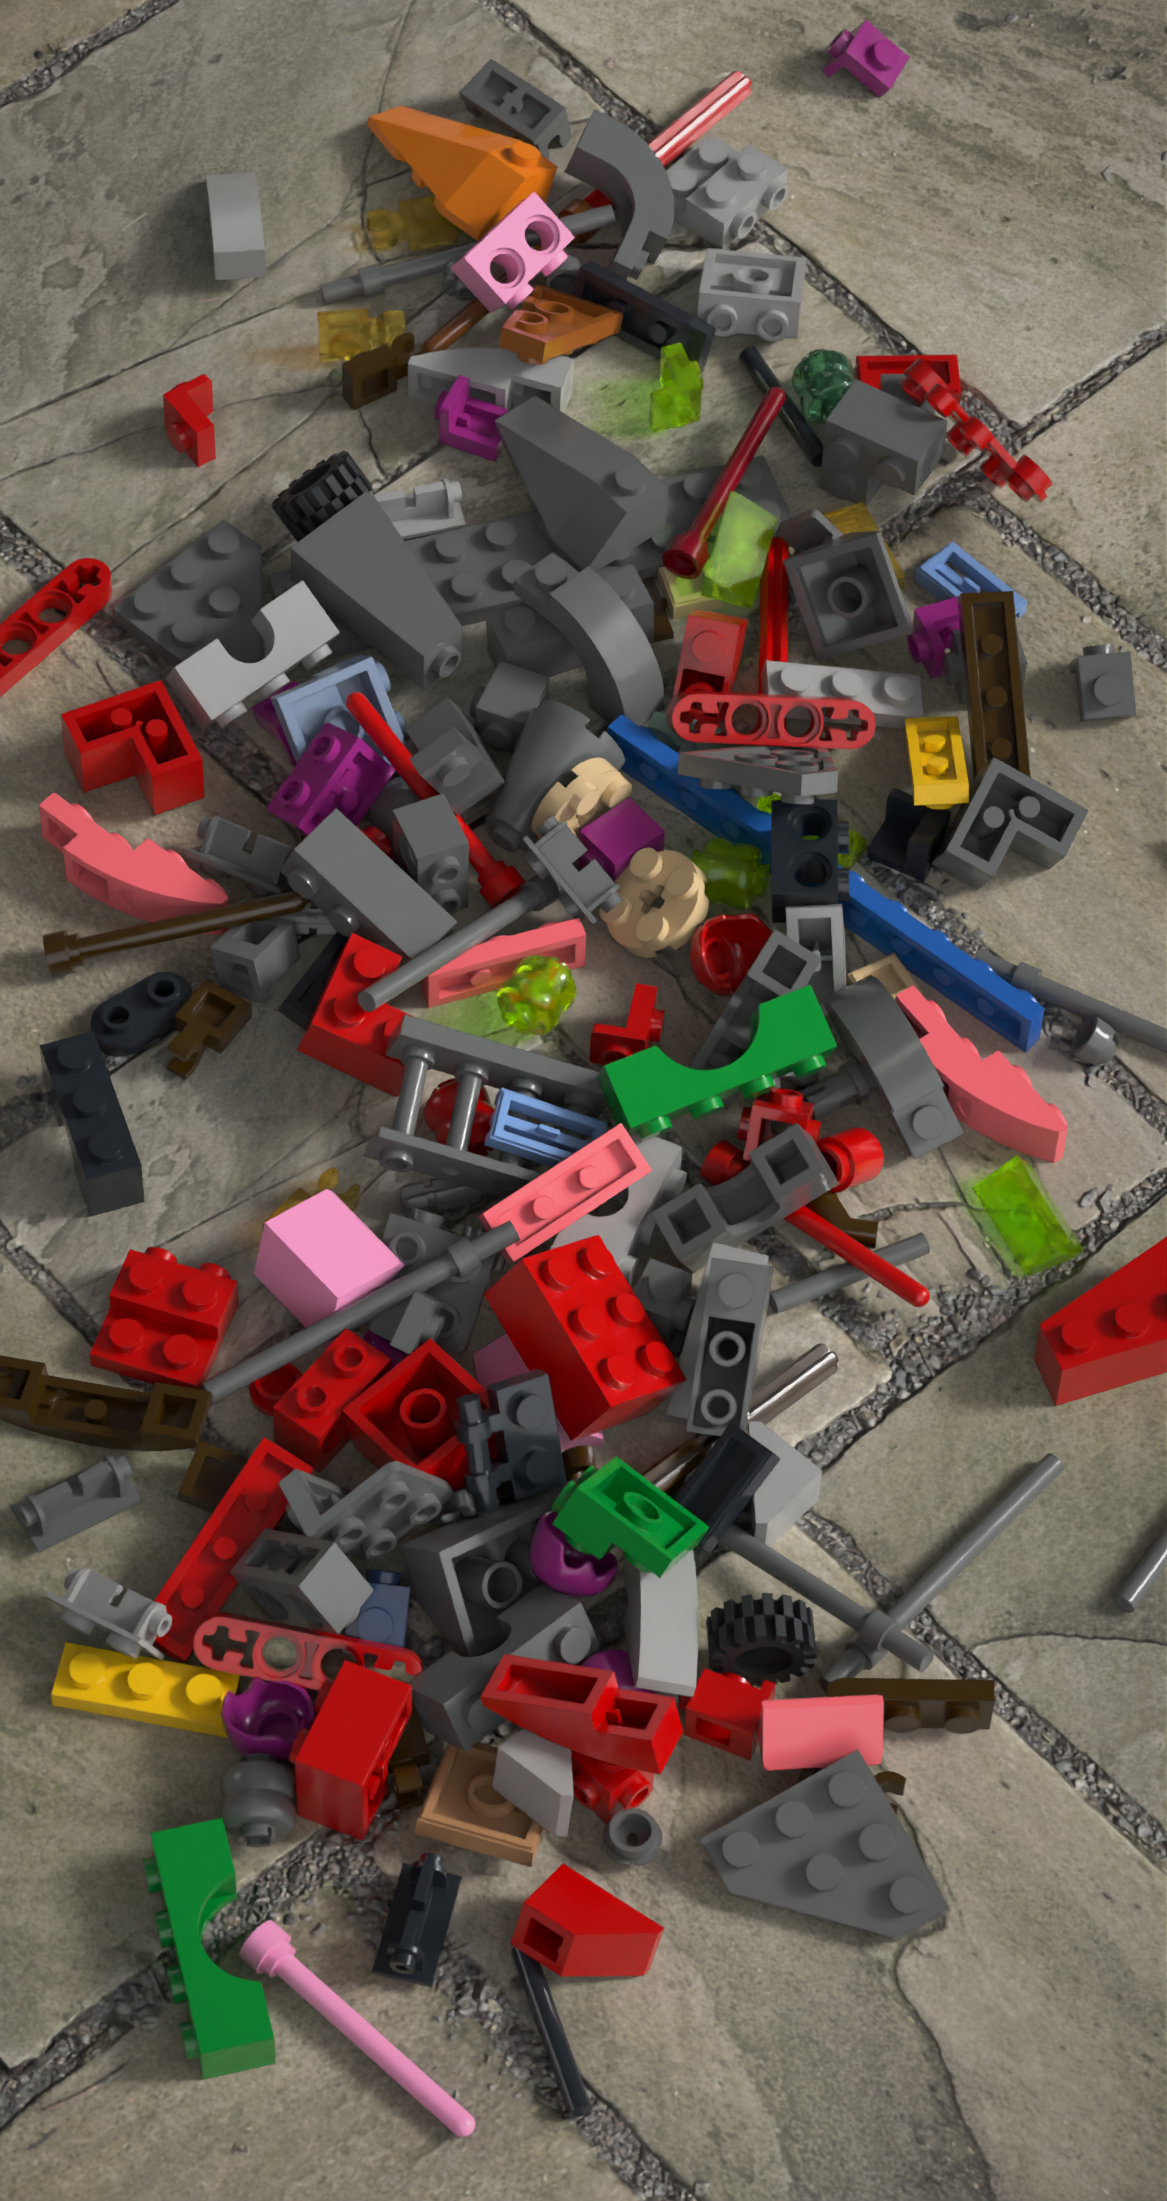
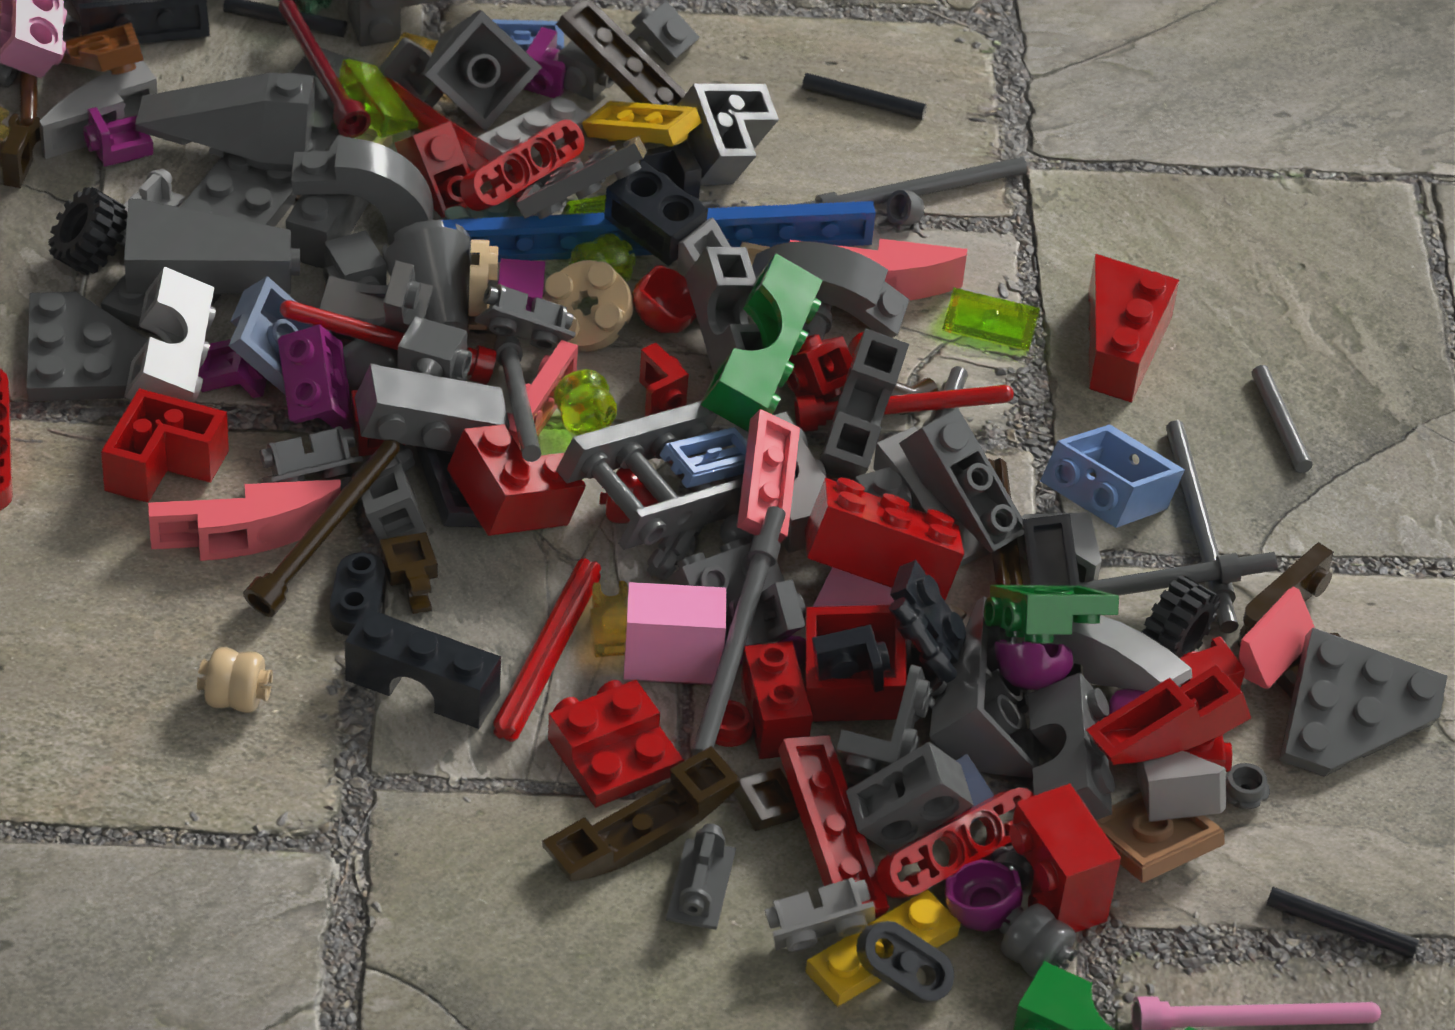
camera: 50 degrees left, 10 degrees down
(119, 1715) = (902, 959): none -> black plate
(223, 1193) = (546, 650): none -> red axle
(390, 1412) = (850, 652): none -> black bracket
(417, 1922) = (1202, 930): black hinge -> none
(584, 1929) = (1295, 848): red slope -> none
(681, 393) = (216, 41): clear neon green bracket -> none
(940, 1449) = (1121, 488): none -> medium blue window

